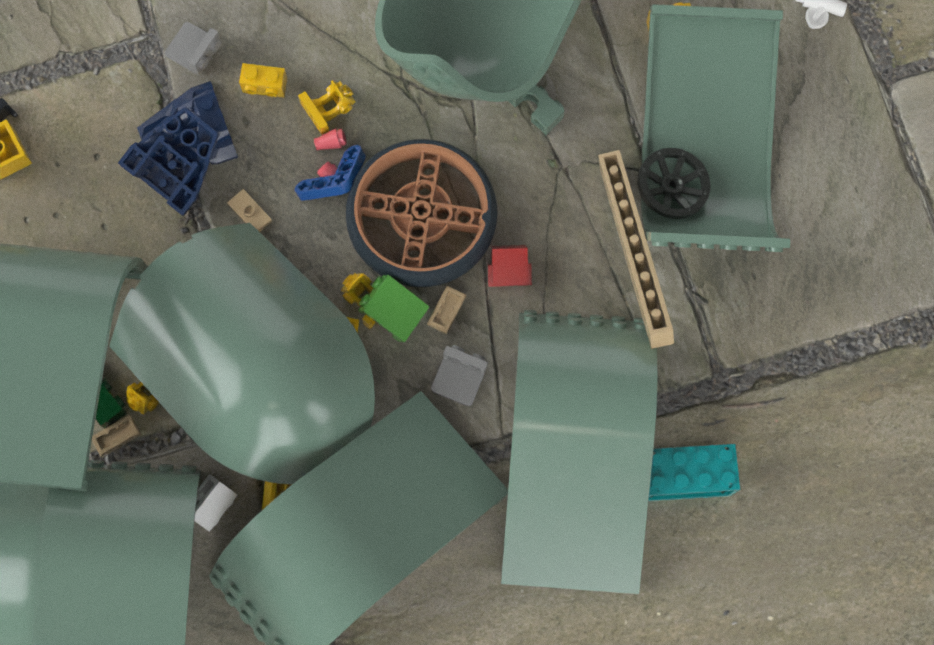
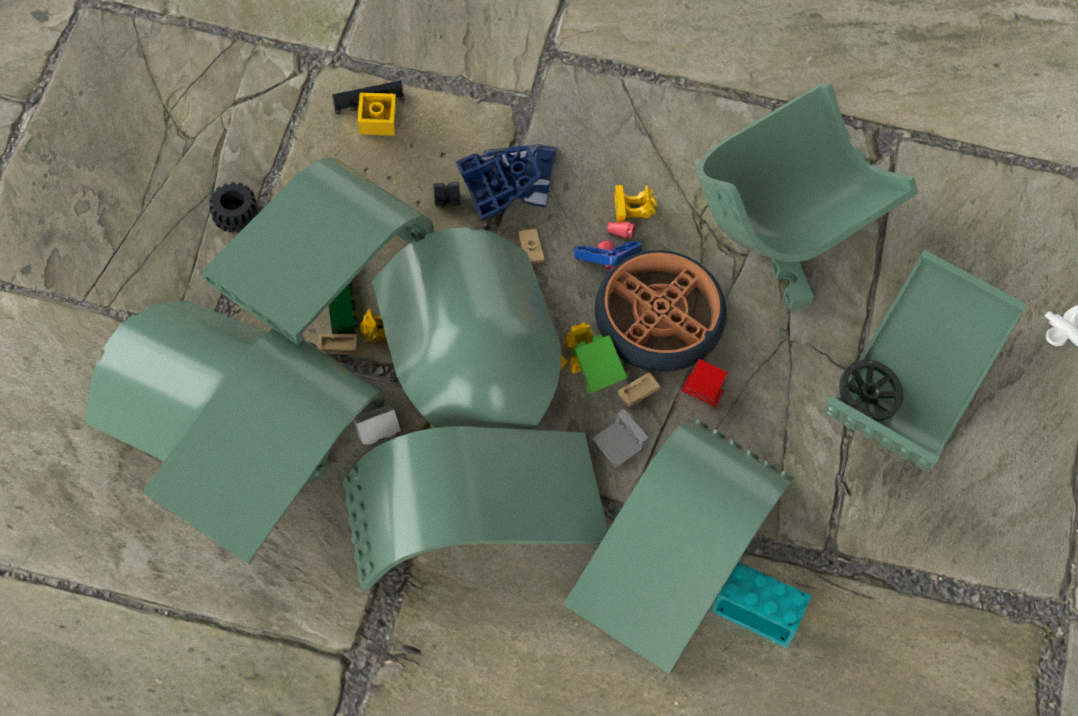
camera: 25 degrees right, 15 degrees down
(128, 203) = (446, 194): none -> black wheel
(193, 47) = (558, 118): light grey bracket -> none
(263, 80) = (596, 164): yellow brick -> none
(636, 250) = (811, 415): tan brick -> none

